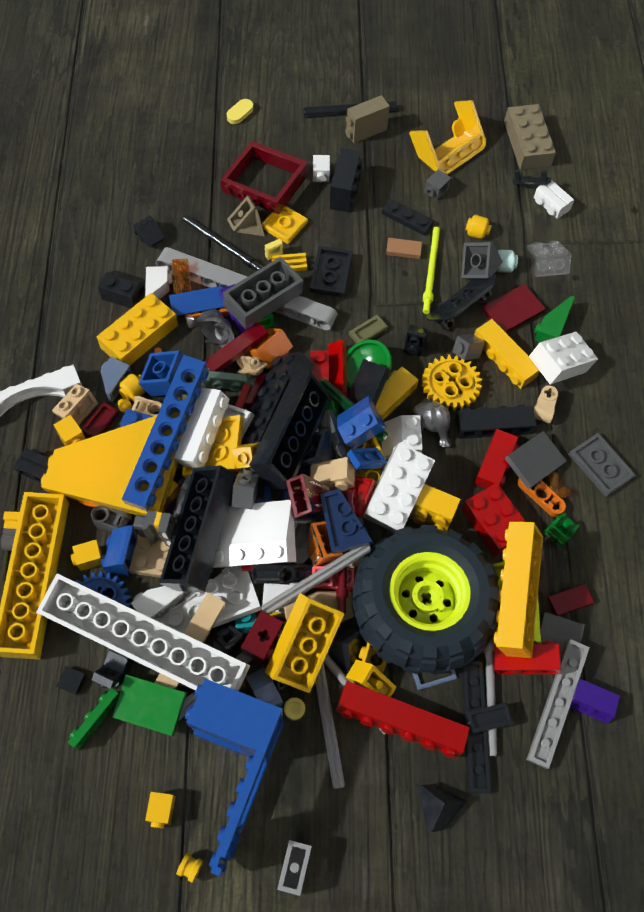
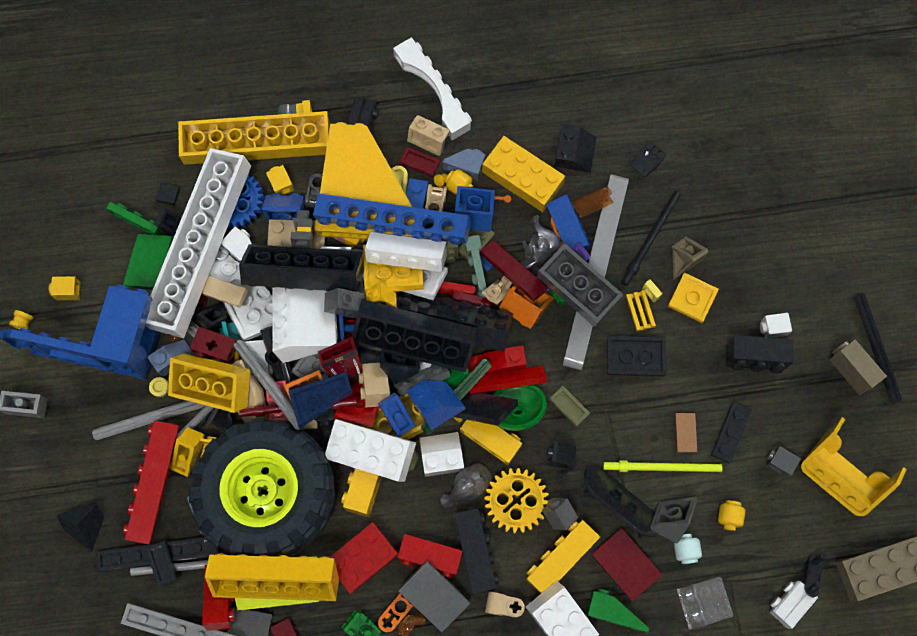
camera: 85 degrees right, 10 degrees up
(69, 431) = (392, 139): yellow brick -> none
(158, 281) = (584, 180): white slope -> none
(240, 111) = (842, 223): light yellow tile -> none
(275, 158) = (736, 295): dark red window -> none

